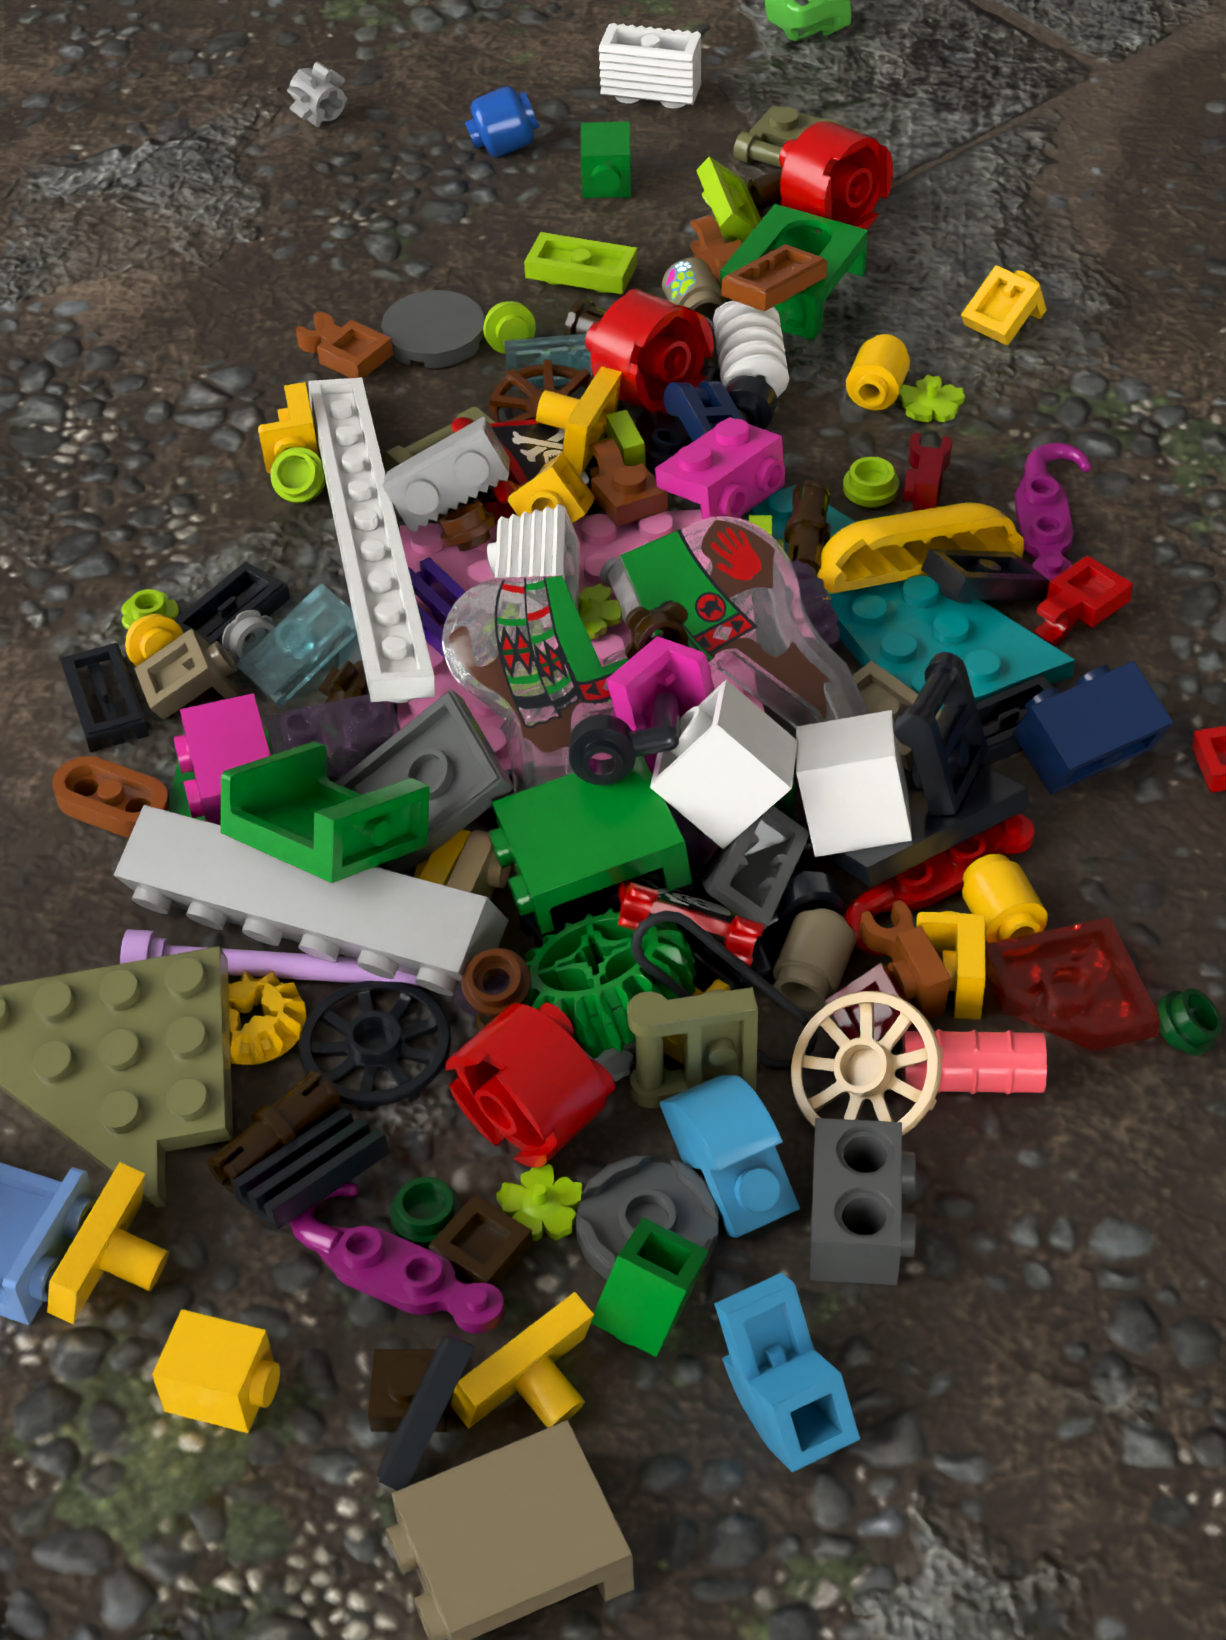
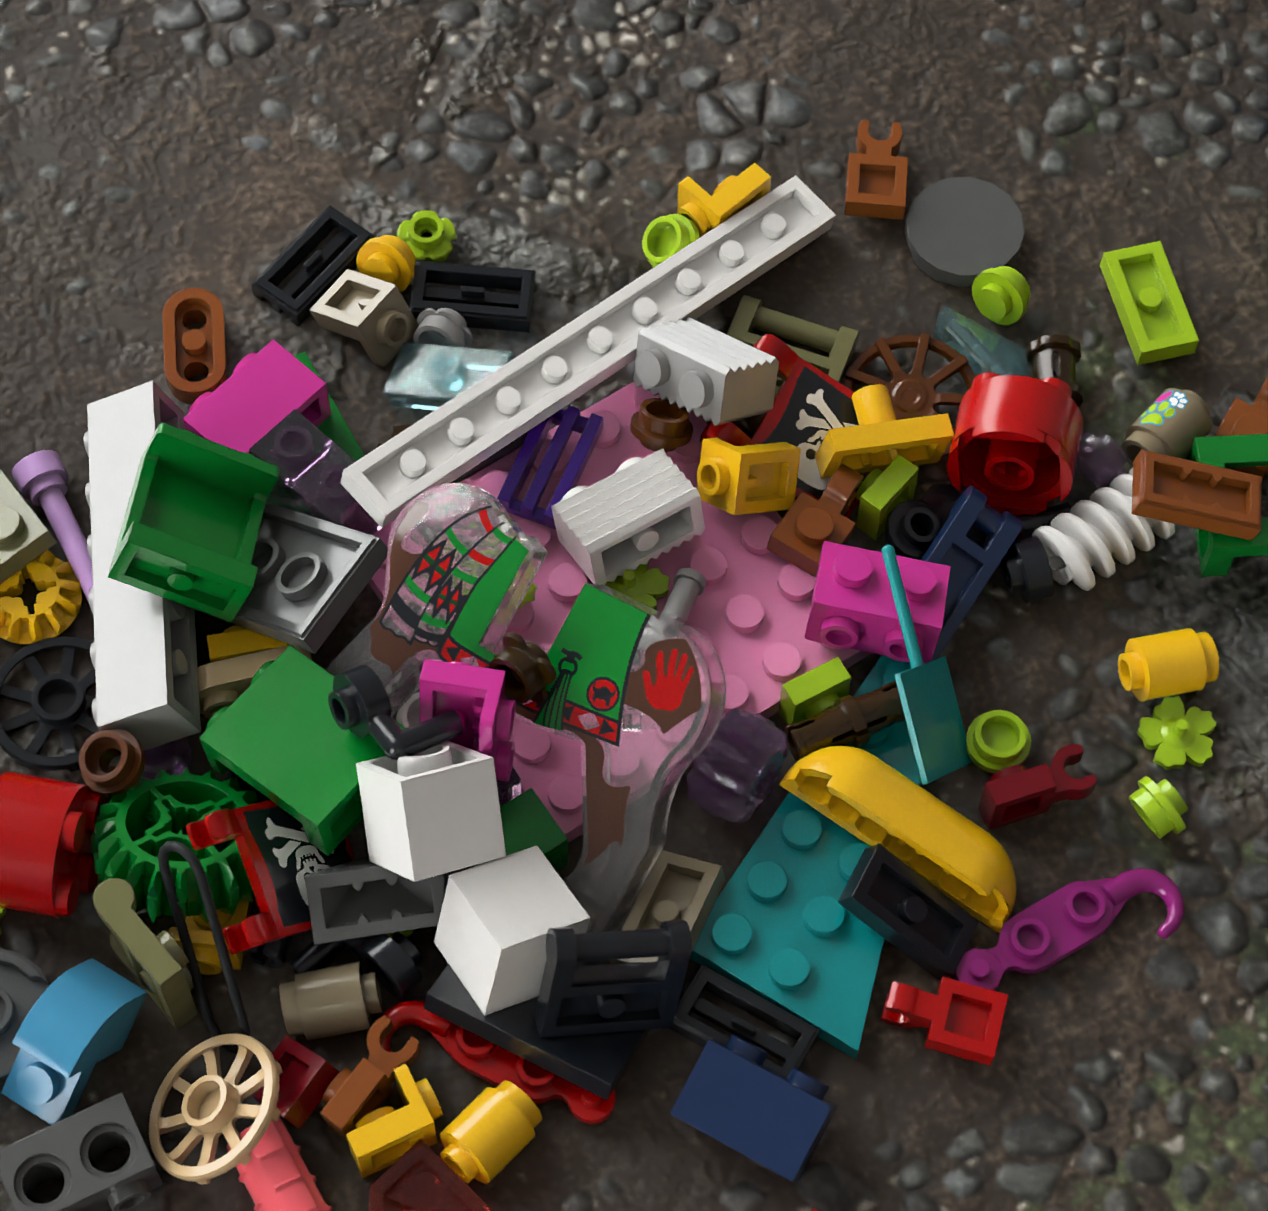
camera: 55 degrees right, 15 degrees up
(811, 469) = (926, 695): none -> teal piece
(988, 423) = (1159, 806): none -> lime plate

